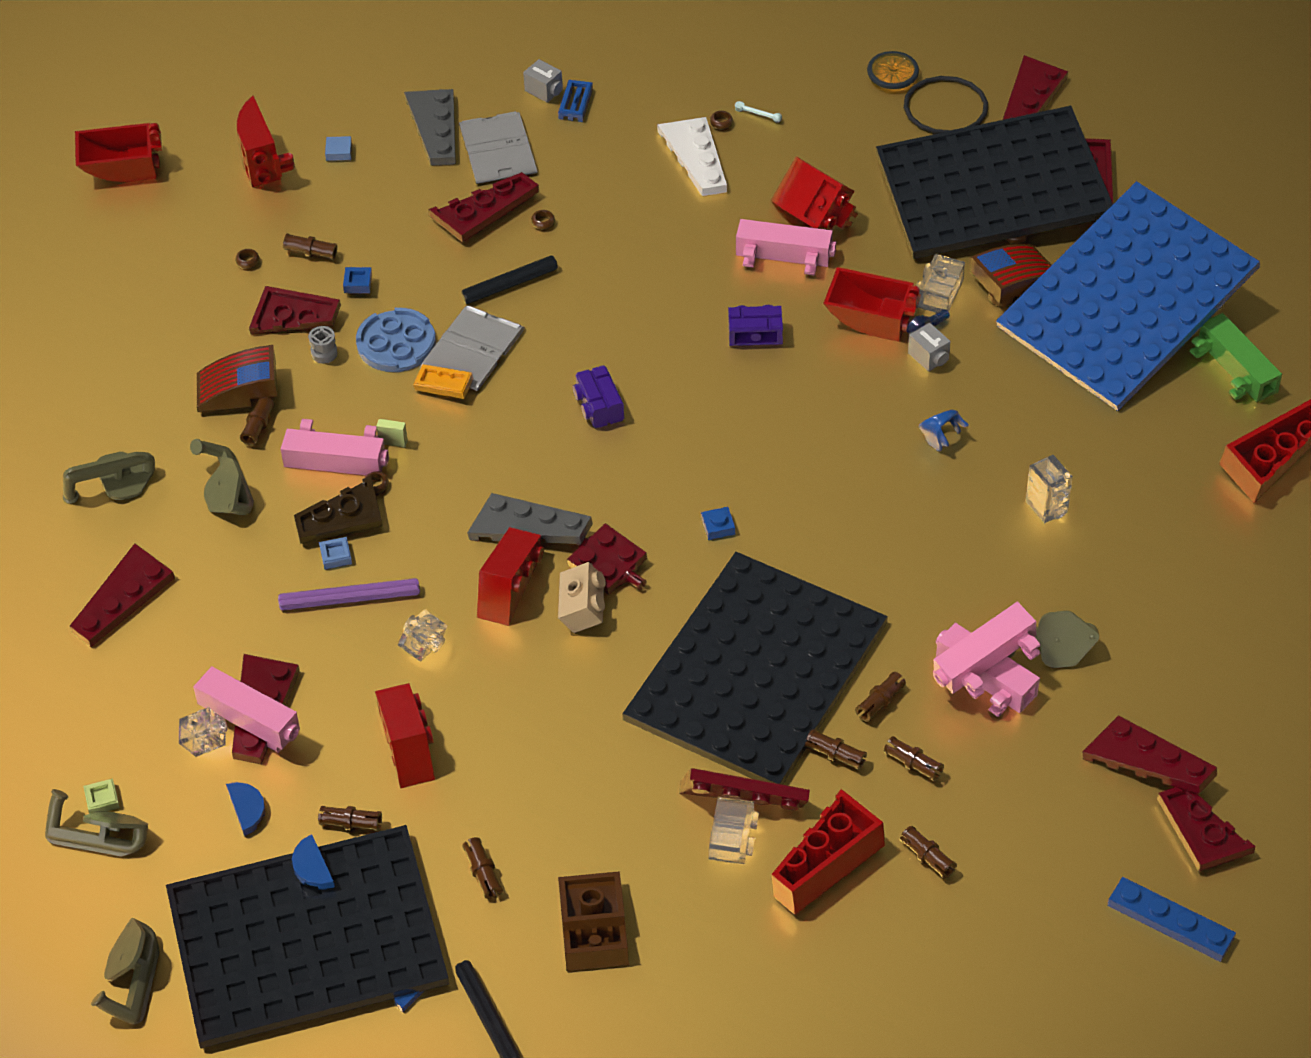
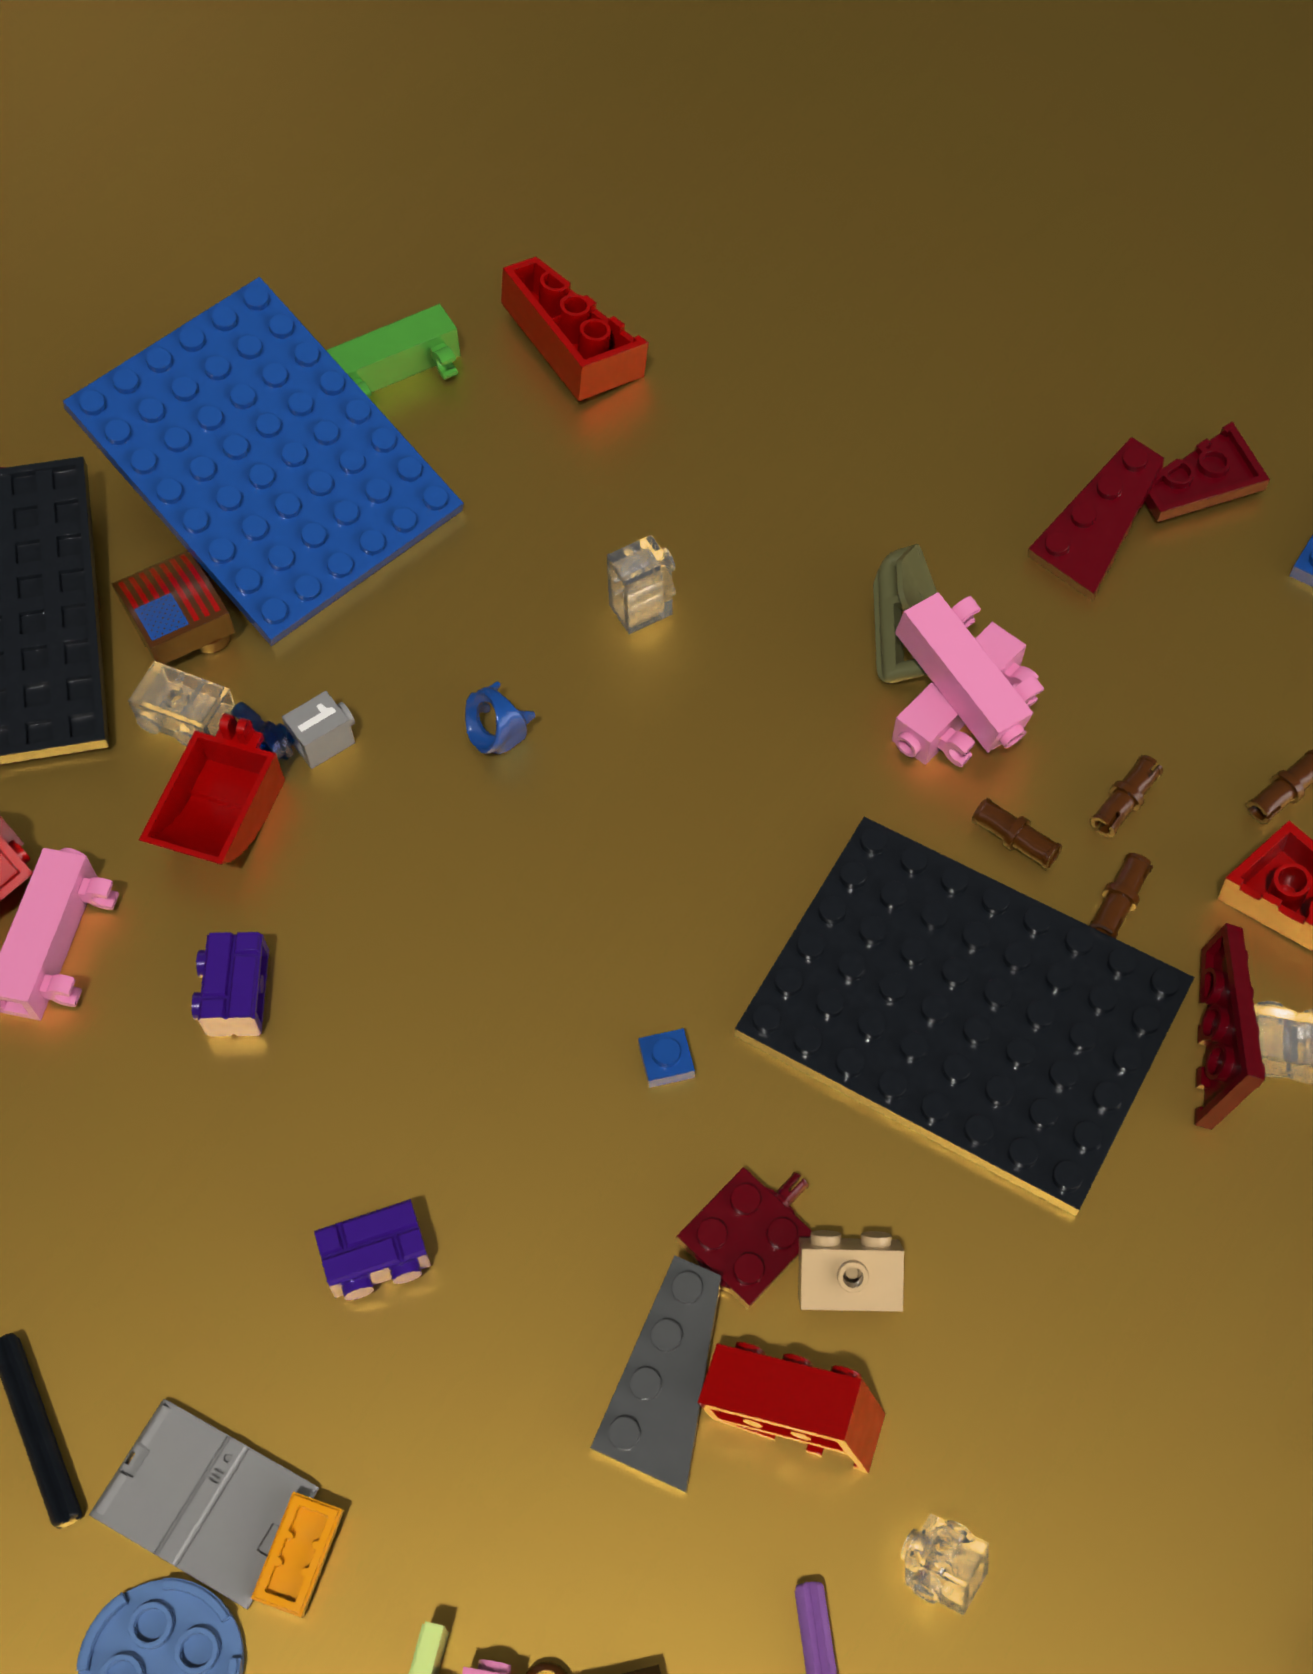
camera: 90 degrees left, 10 degrees up
(406, 734) = (1160, 1587): red wedge -> none

